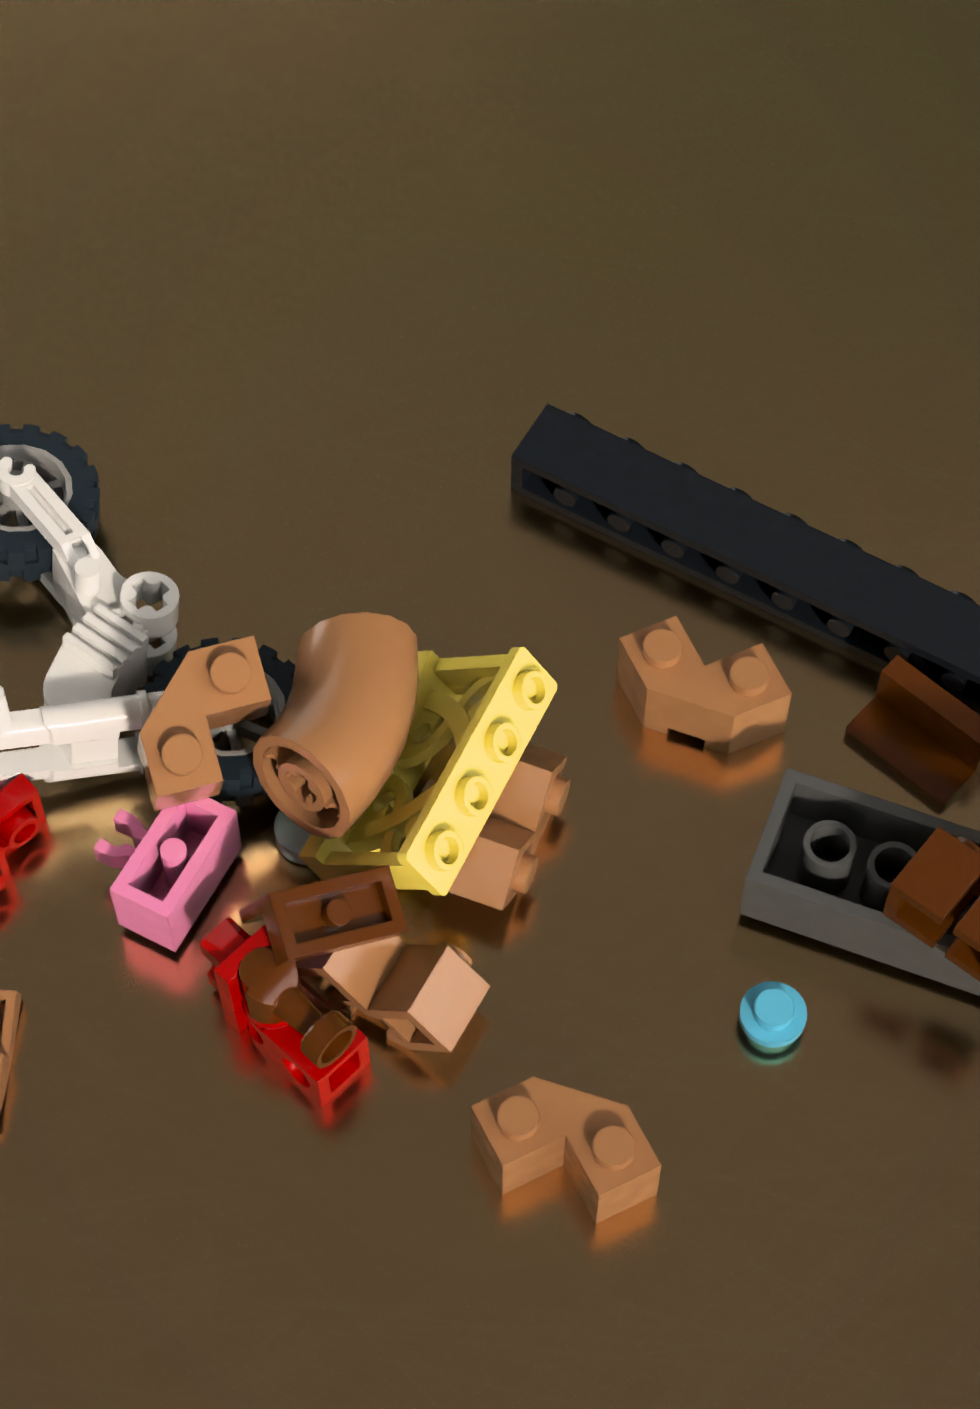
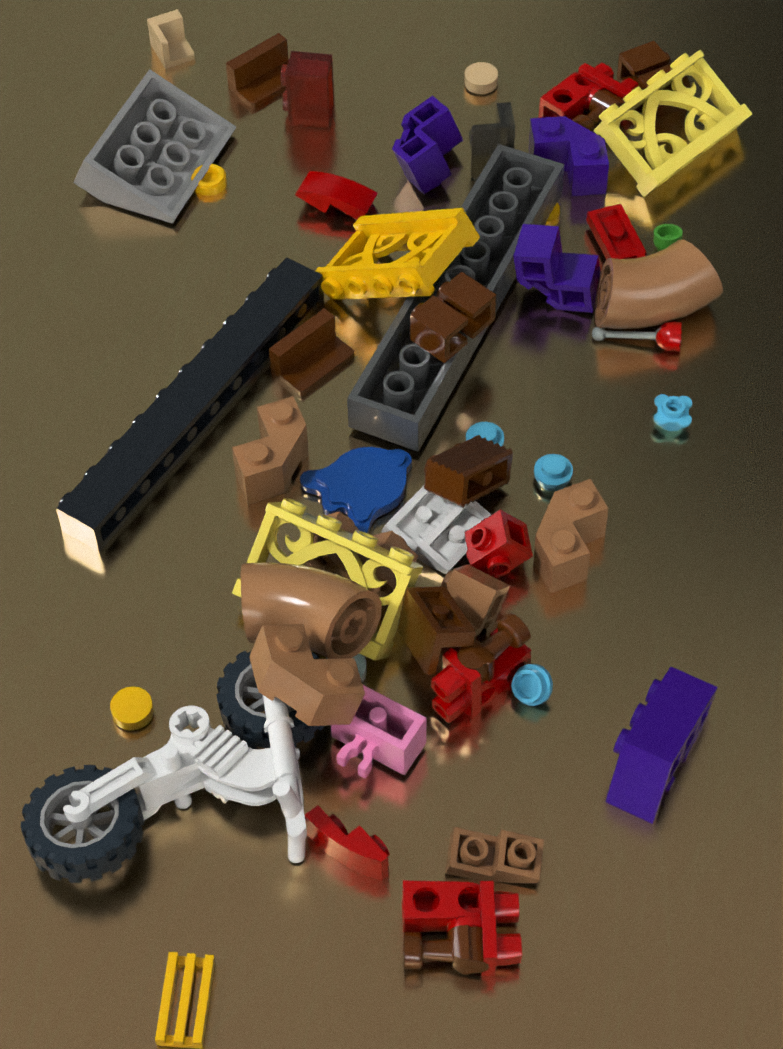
camera: 85 degrees left, 5 degrees down
(165, 1293) = (658, 742): none -> dark purple wedge
(231, 557) = (132, 708): none -> yellow tile
(271, 1097) = (532, 684): none -> medium azure plate
(529, 1028) = (498, 544): none -> red brick
(586, 951) = (436, 528): none -> white slope
(658, 832) = (361, 483): none -> blue tile
(674, 974) = (468, 470): none -> reddish brown brick
(713, 1128) = (553, 472): none -> medium azure plate
(861, 1354) = (670, 419): none -> medium azure plate

